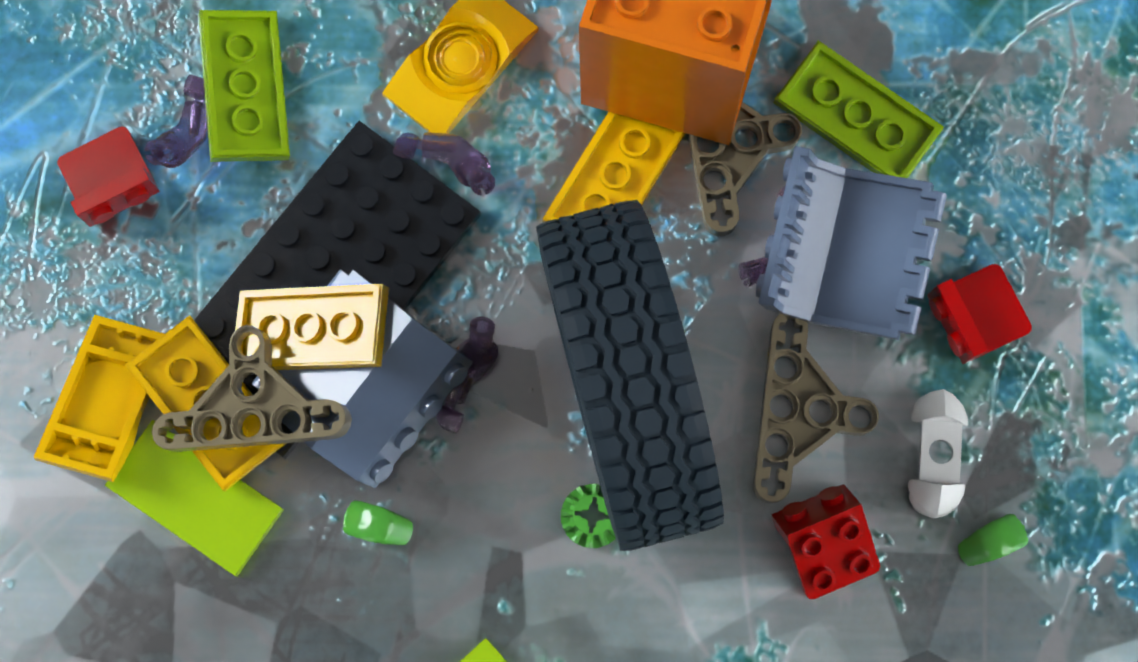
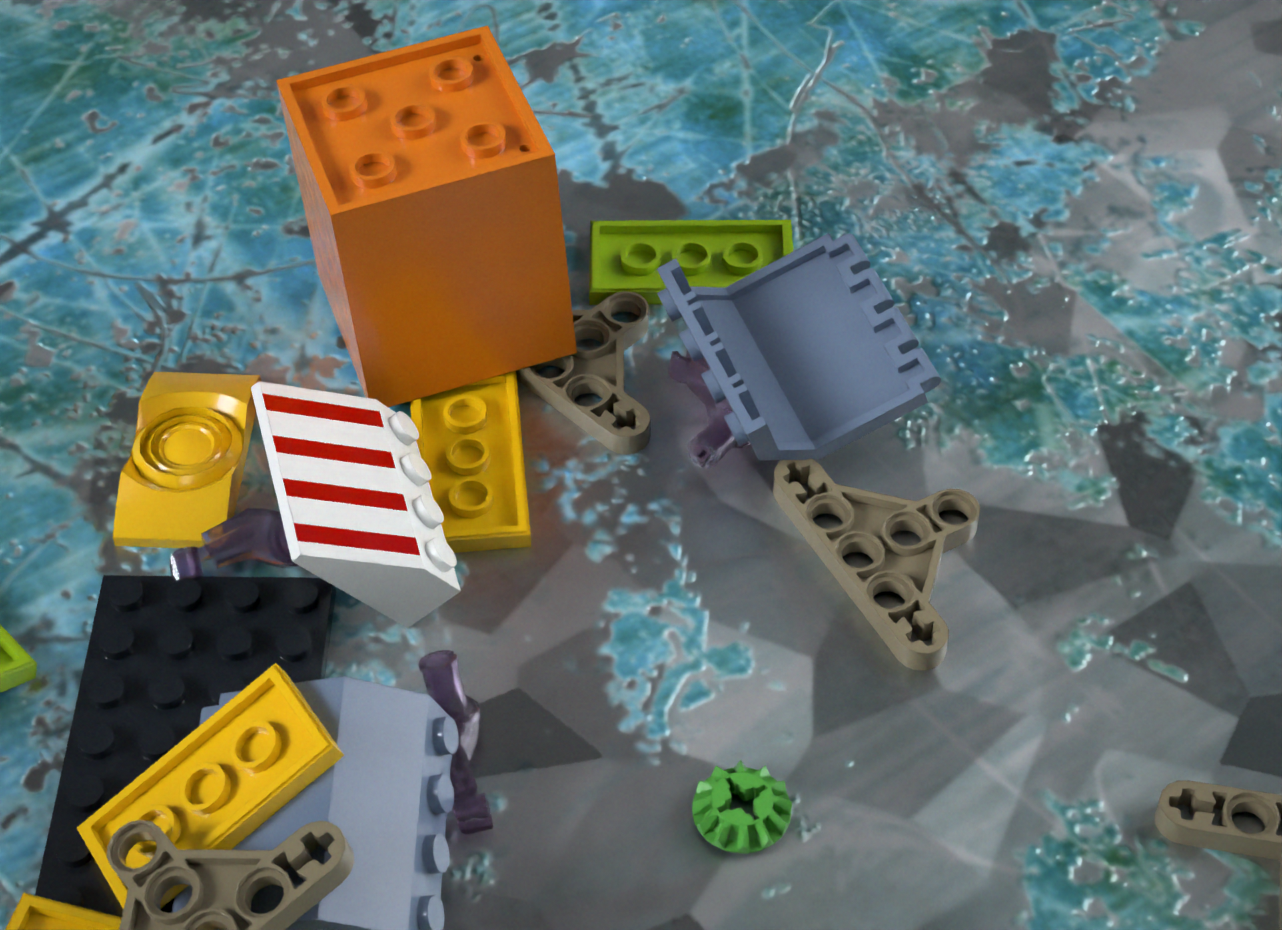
camera: 35 degrees left, 30 degrees down
(513, 176) = (357, 498): none -> white slope
(632, 374) = (678, 519): black wheel -> none
(828, 540) = (1040, 645): red bracket -> none
(938, 485) = (1101, 517): white piece -> none
(979, 312) = (983, 348): red bracket -> none
(993, 541) = (1207, 540): bright green hair -> none

